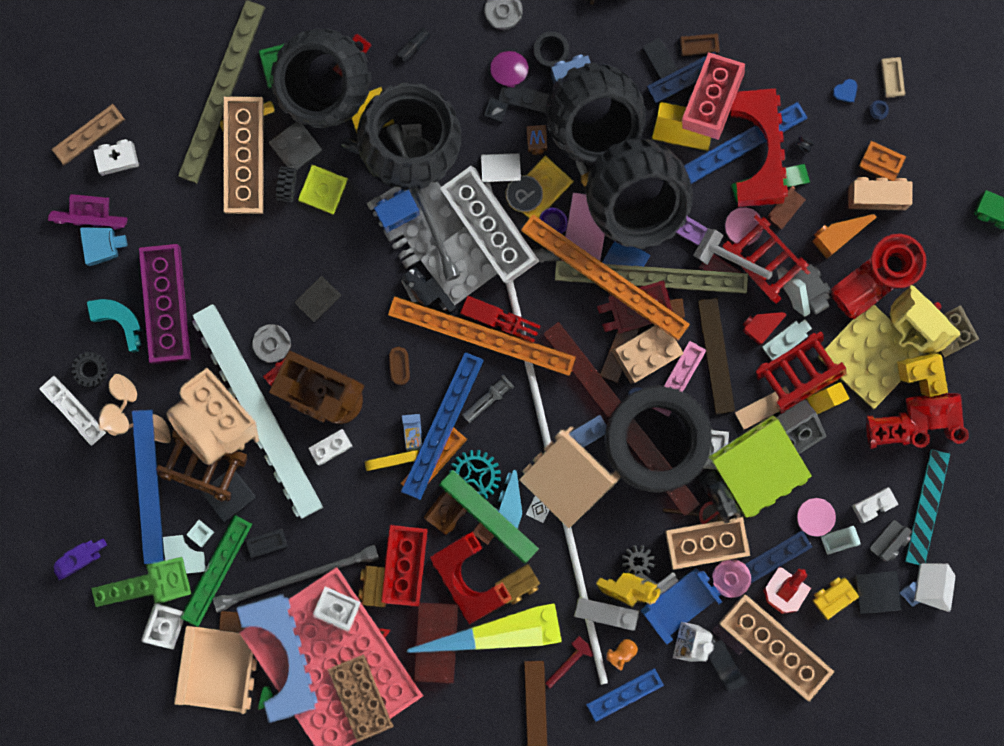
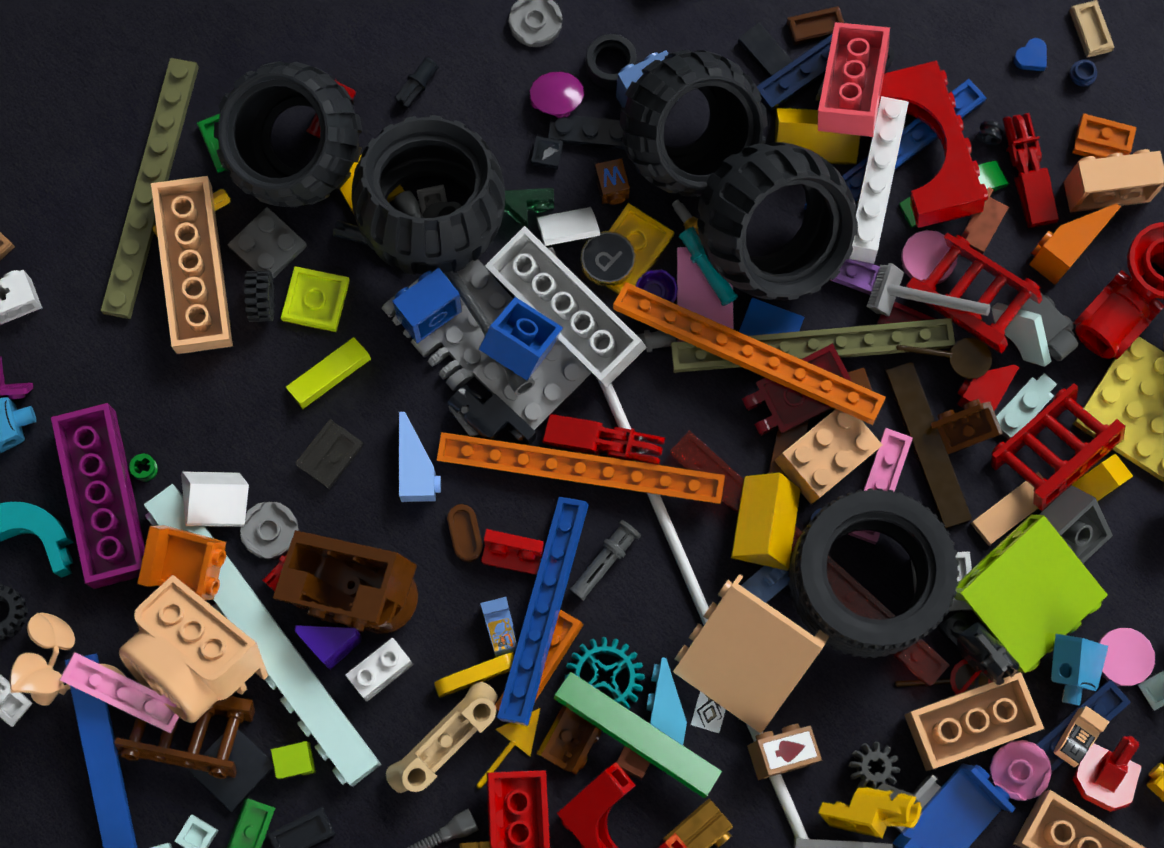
camera: 10 degrees left, 10 degrees down
(164, 437) = (119, 692): none -> bright pink plate
(194, 293) = (144, 476): none -> green bush
(215, 355) = (187, 556): none -> orange panel
(239, 318) = (214, 498): none -> white slope
(267, 496) = (293, 760): none -> lime panel
(300, 426) = (329, 643): none -> dark purple slope
(324, 242) = (328, 372): none -> neon yellow slope
(373, 319) = (416, 472): none -> light blue slope
(385, 486) = (422, 762): none -> tan plate
(414, 504) = (519, 735): none -> yellow piece
(428, 385) = (512, 552): none -> red bracket
(455, 245) = (520, 338): none -> blue brick
(470, 144) = (519, 201): none -> clear green slope
(581, 189) = (717, 282): none -> teal pin
(581, 542) = (784, 751): none -> brick
(598, 391) = (766, 520): none -> yellow slope
(717, 168) = (878, 178): none -> white brick
(744, 349) = (968, 426): none -> reddish brown bracket
(753, 303) = (968, 357): none -> dark brown piece
(772, 564) = (1080, 736): none -> light nougat leg
(781, 518) = (1077, 666): none -> dark azure torso
(825, 186) = (1033, 185): none -> red arm

